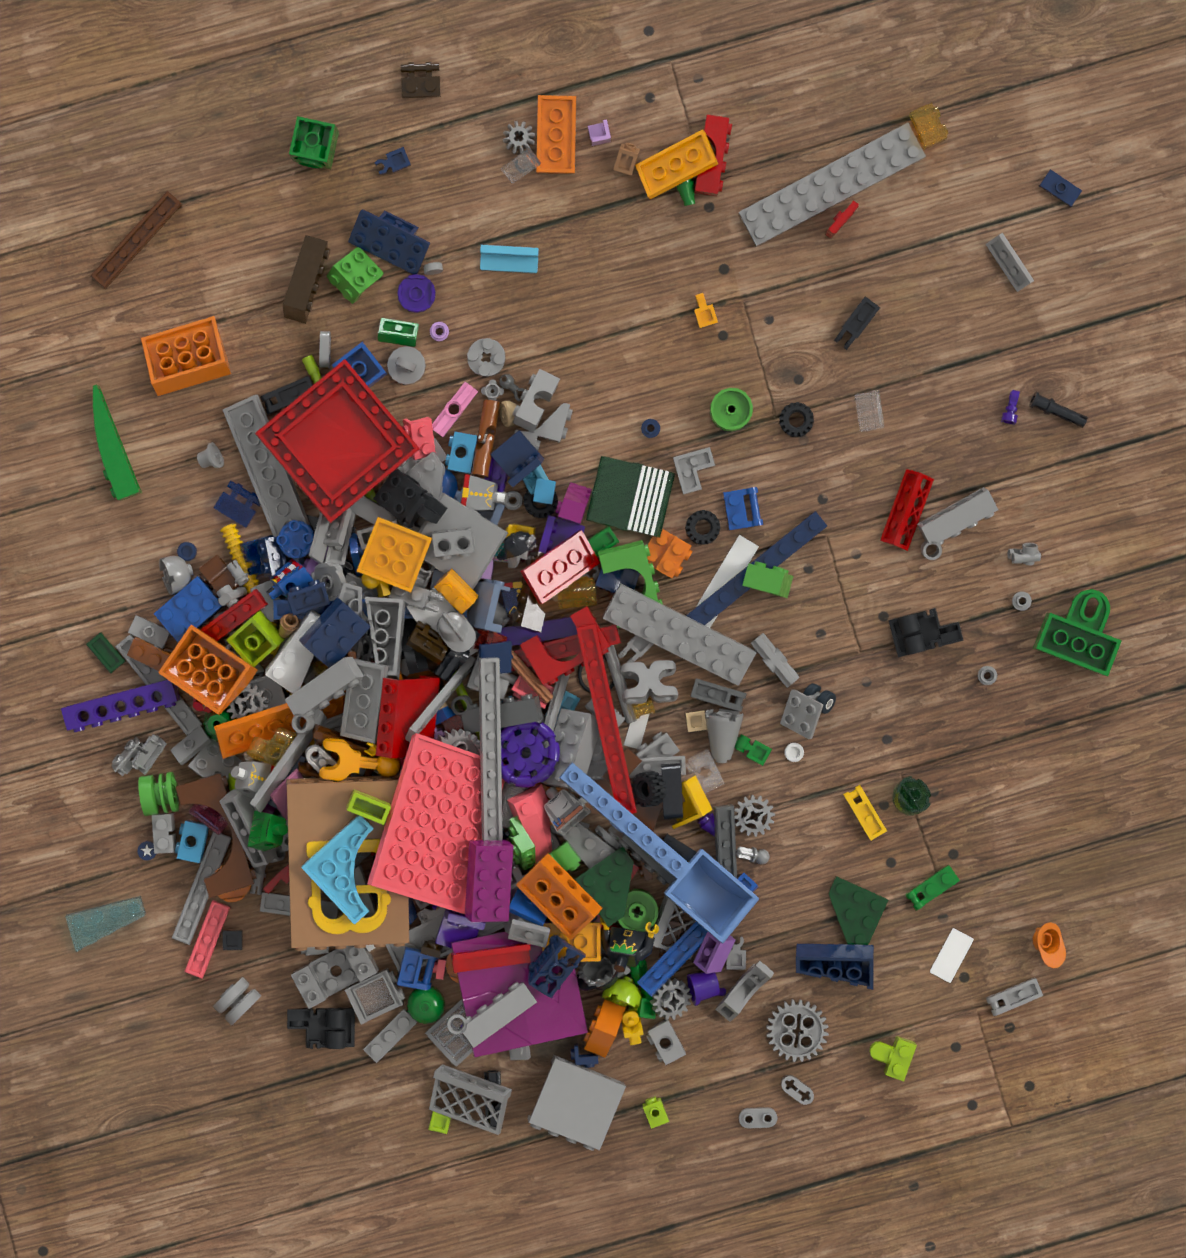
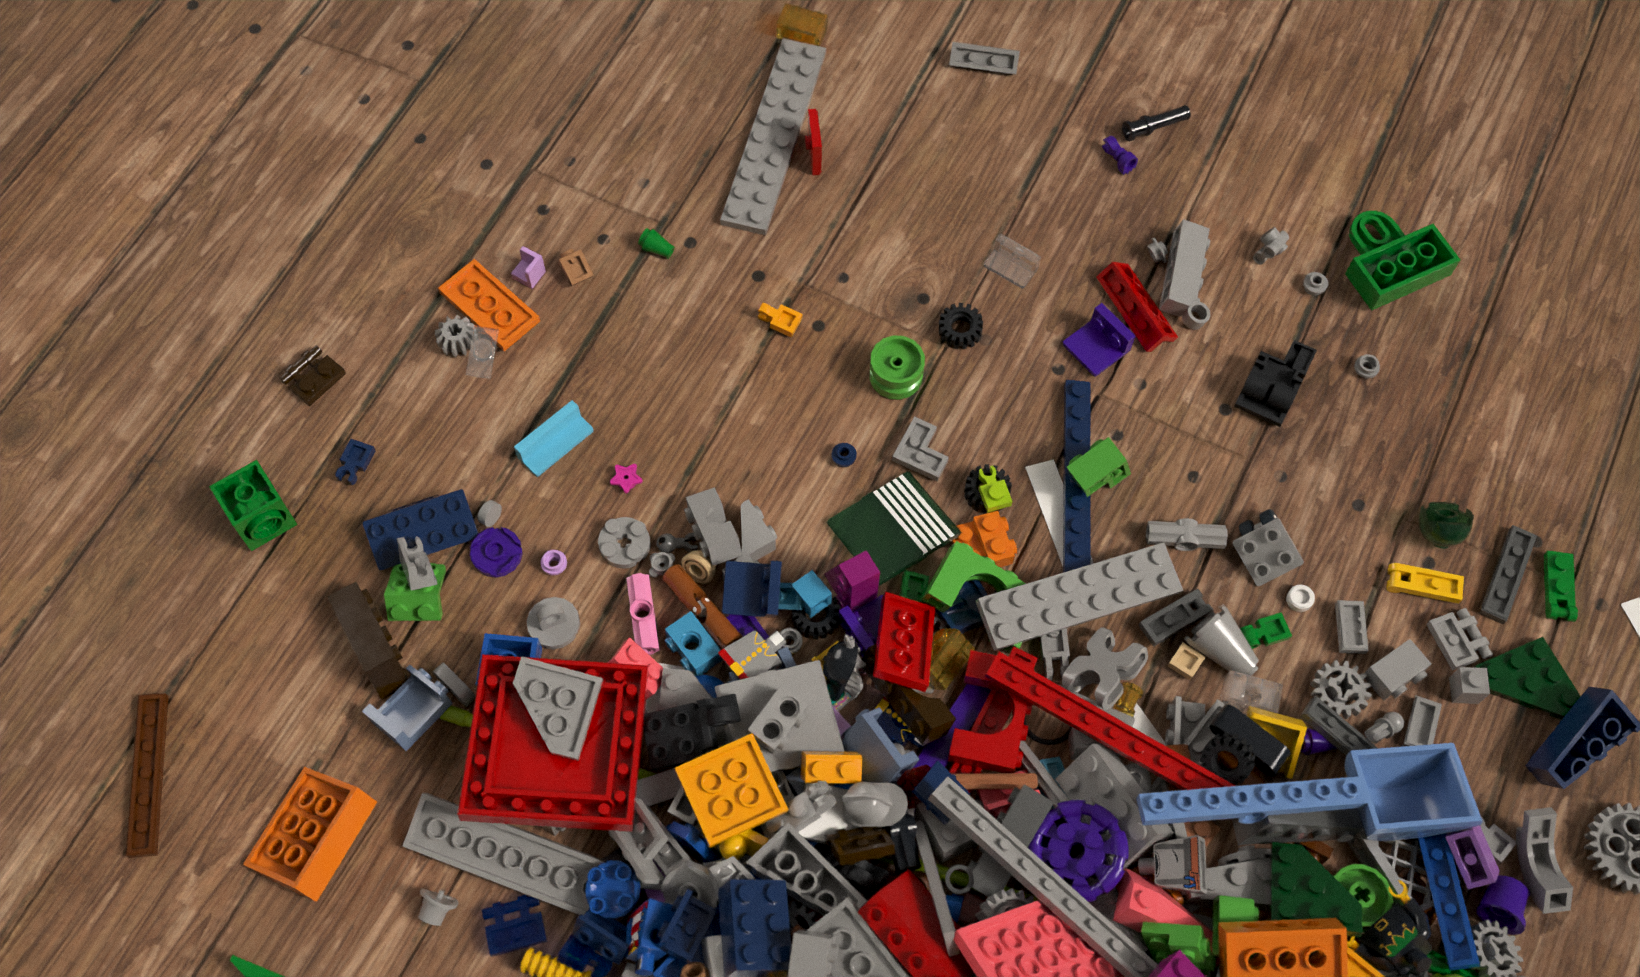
camera: 45 degrees left, 25 degrees down
(285, 394) = (453, 768): black plate -> none
(290, 340) = (410, 708): none -> sand blue panel
(355, 425) = (559, 703): none -> light grey plate
(365, 264) = (416, 565): none -> light grey hinge
(398, 332) = (513, 602): green slope -> none
(519, 319) = (626, 484): none -> dark pink plate
(676, 164) = (624, 226): light orange plate -> none
(699, 536) = (994, 492): none -> lime plate
(716, 130) = (631, 179): red arch -> none
(736, 508) = (998, 447): blue plate -> none
(774, 873) = (1422, 722): none -> light grey tile
(792, 837) = (1397, 670): none -> light grey brick
(799, 793) = (1351, 627): none -> light grey plate
(818, 881) = (1469, 685): none -> light grey brick
(840, 854) = (1453, 641): none -> light grey plate
(857, 509) = (1100, 341): none -> dark purple bracket
(858, 321) = (918, 207): black hinge -> none
(915, 853) = (1507, 574): none -> dark grey tile
(957, 490) = (1157, 250): none -> light grey plate

